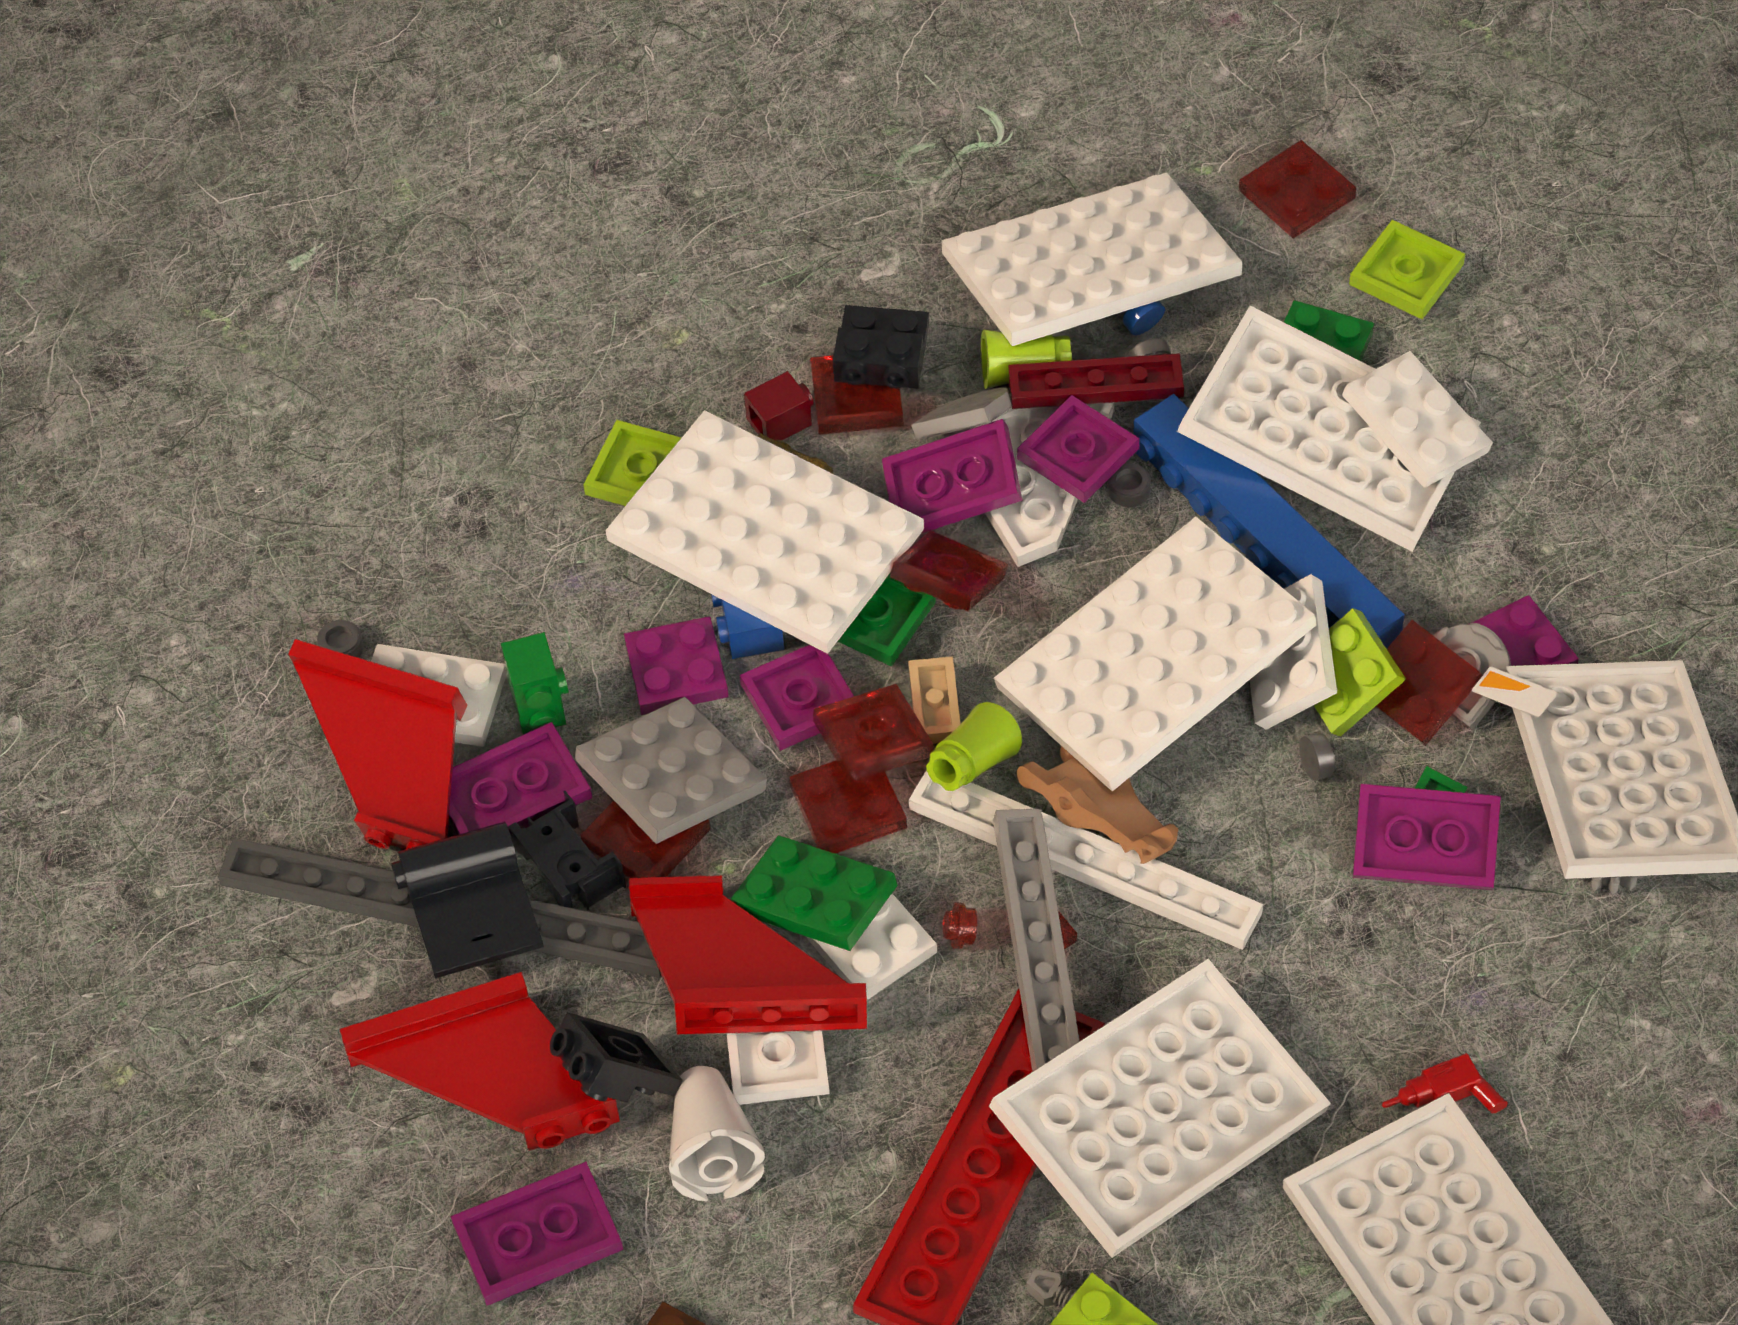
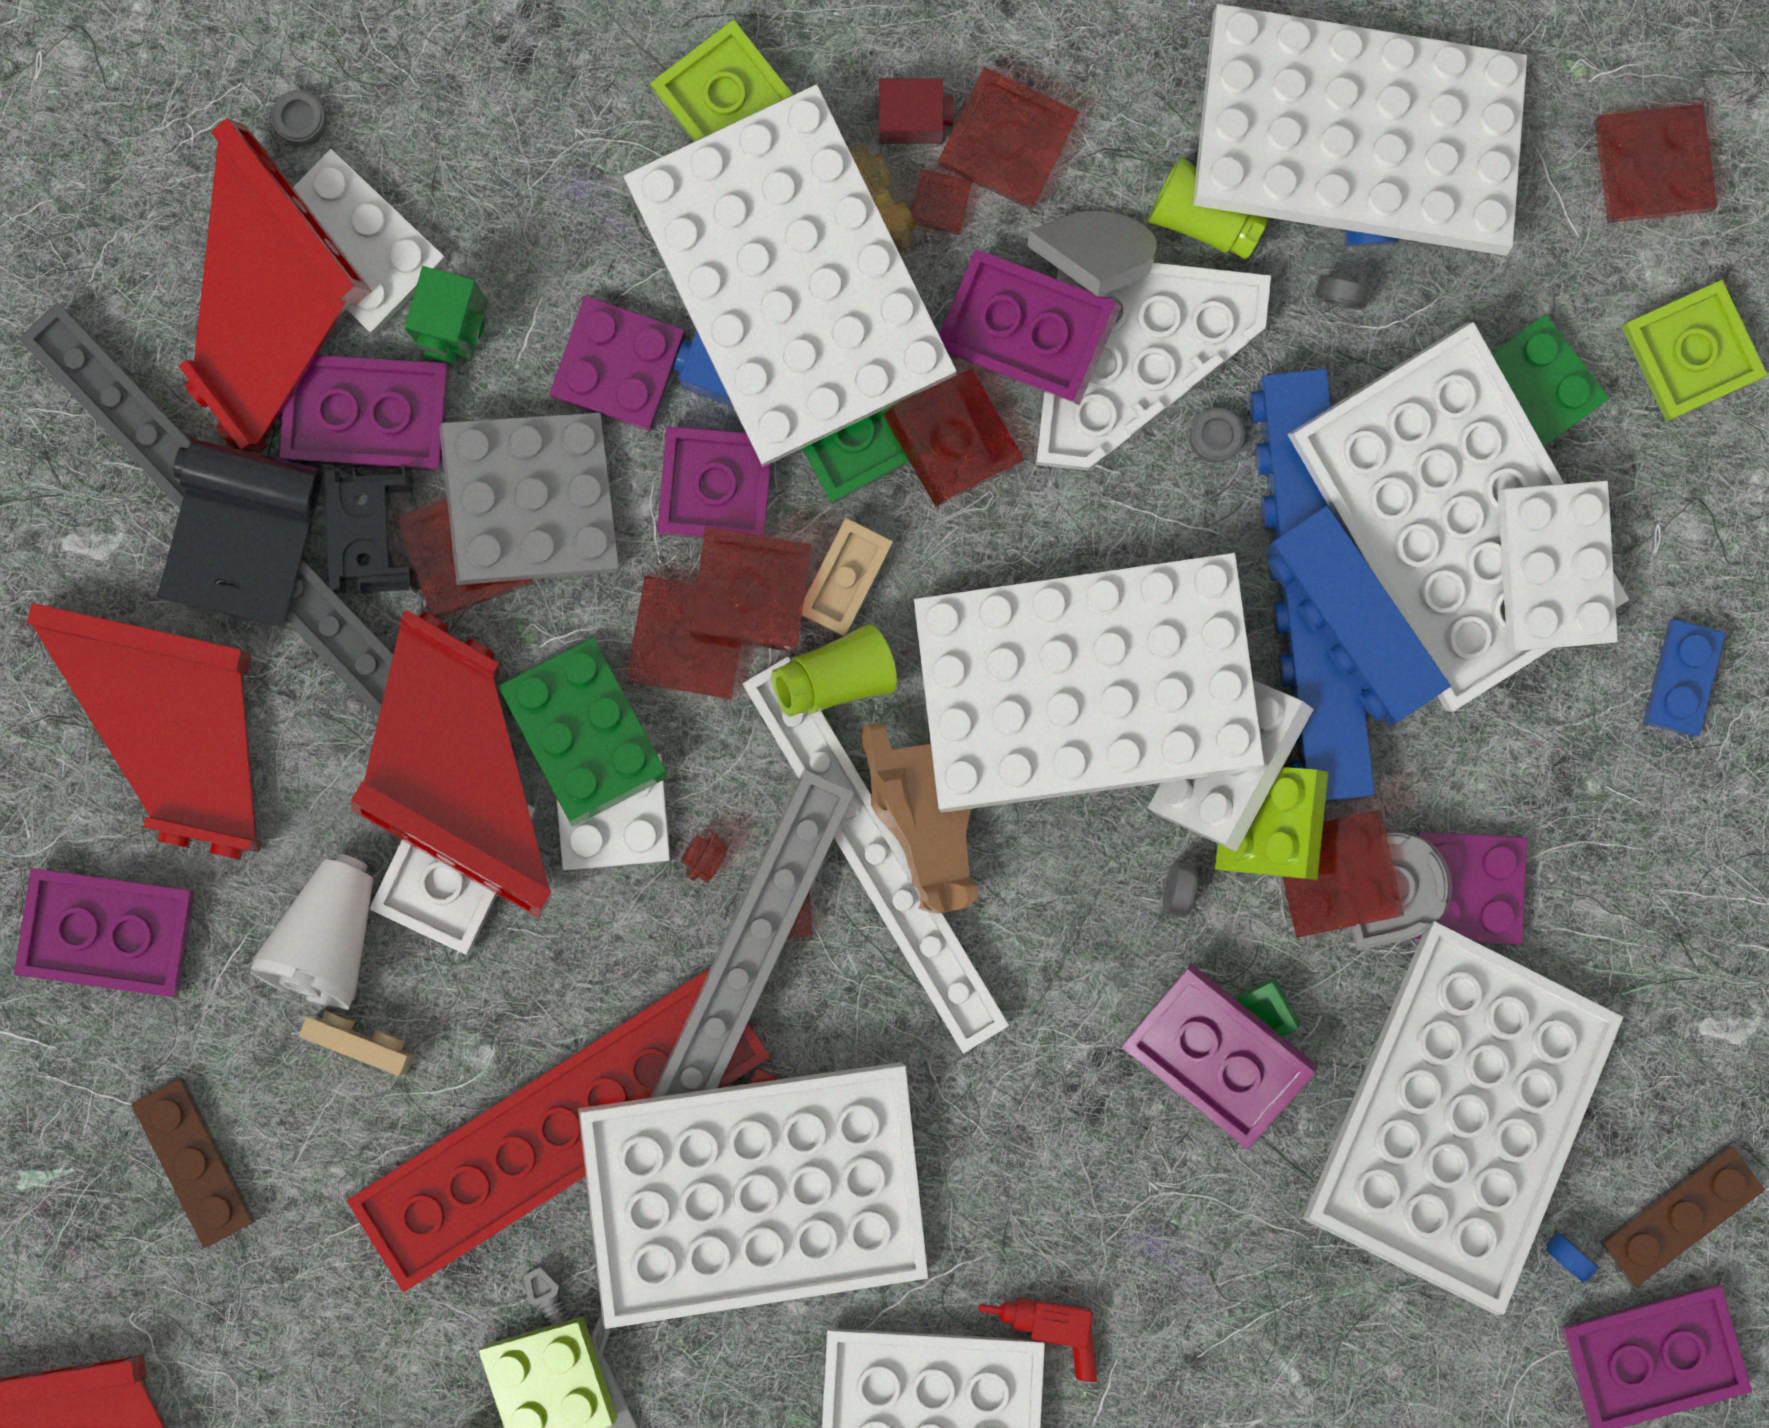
camera: 30 degrees right, 30 degrees up
(611, 1059) = (268, 809): black plate -> none
(787, 1195) = (336, 1033): none -> tan plate
(838, 451) = (940, 201): none -> clear red tile
(880, 347) = (1062, 106): black plate -> none
(1077, 448) = (1180, 374): magenta plate -> none
(1096, 380) = (1256, 299): dark red plate -> none
(1308, 508) = (1357, 617): none -> blue brick
(1514, 691) = (1417, 961): white sticker -> none
(1555, 452) = (1684, 678): none -> blue plate

